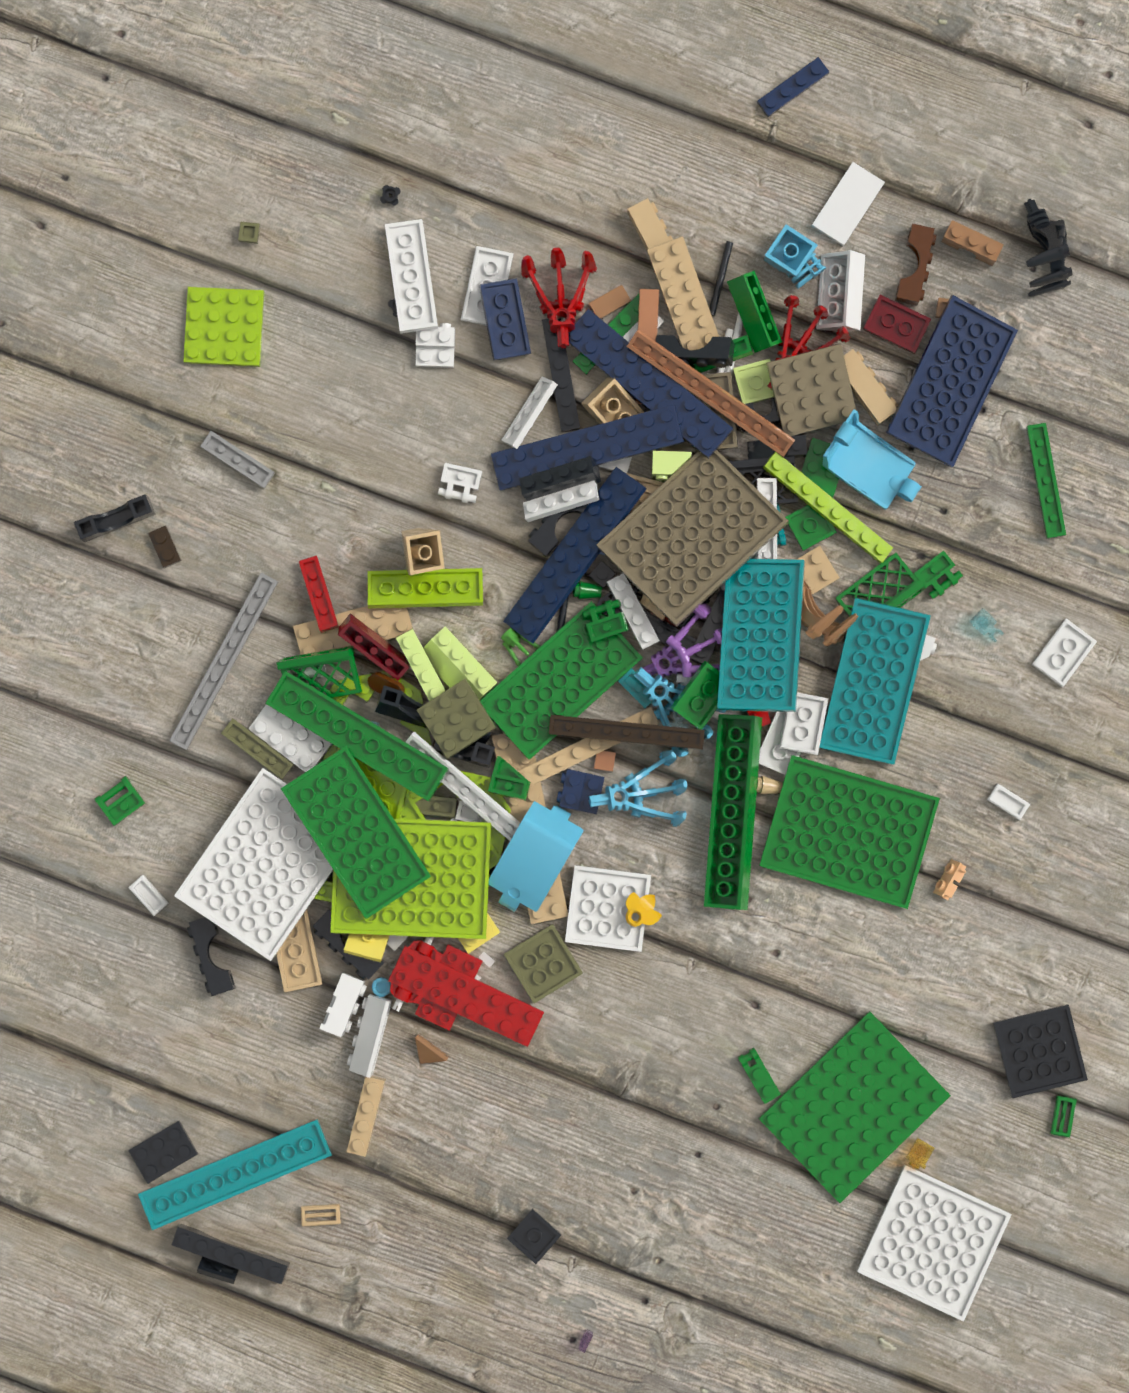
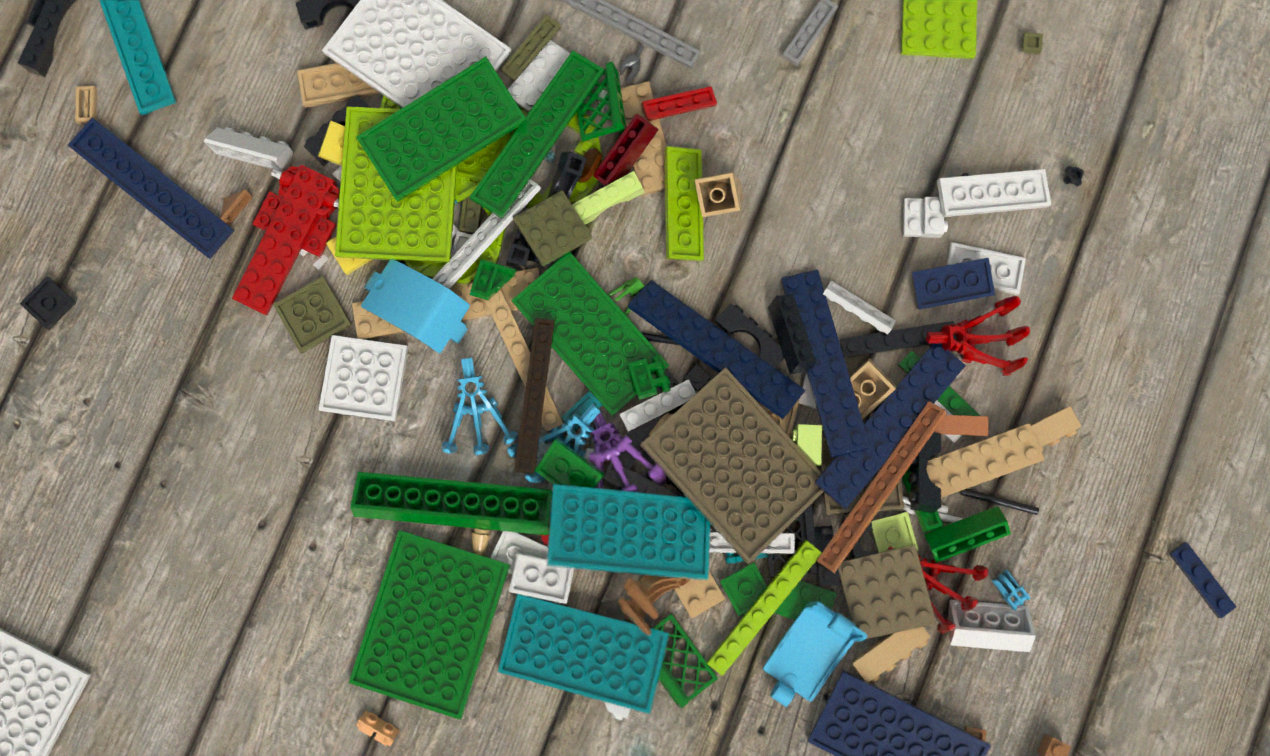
camera: 85 degrees right, 5 degrees down
(272, 641) = (633, 63): none -> dark grey hand
(343, 1005) = (279, 123): white wedge -> none
(366, 1115) = (173, 144): tan brick -> none
(381, 987) = (297, 159): medium azure tile -> none
(411, 1139) = (151, 188): none -> dark blue plate
(455, 663) = (609, 235): yellowish green slope -> none
(460, 477) = (794, 240): white plate -> none
(560, 501) = (770, 335): white plate -> none
(577, 789) = (484, 351): dark blue plate -> none
(586, 590) = (680, 361): green cone -> none
(605, 761) = (510, 378): nougat tile -> none
(610, 302) = (972, 389): medium nougat tile -> none
(643, 907) = (360, 412): yellow plate -> none
(759, 1076) = (189, 527): green plate -> none
(790, 251) = (1031, 572): medium azure slope -> none
(848, 204) = (1082, 635): white tile -> none
(854, 1107) = (152, 624): green plate -> none
(897, 324) = (957, 685): dark red plate -> none
(919, 1154) = (97, 690): clear yellow bracket -> none
(920, 242) = (1044, 710): reddish brown arch -> none
(934, 570) = (698, 718): green plate -> none

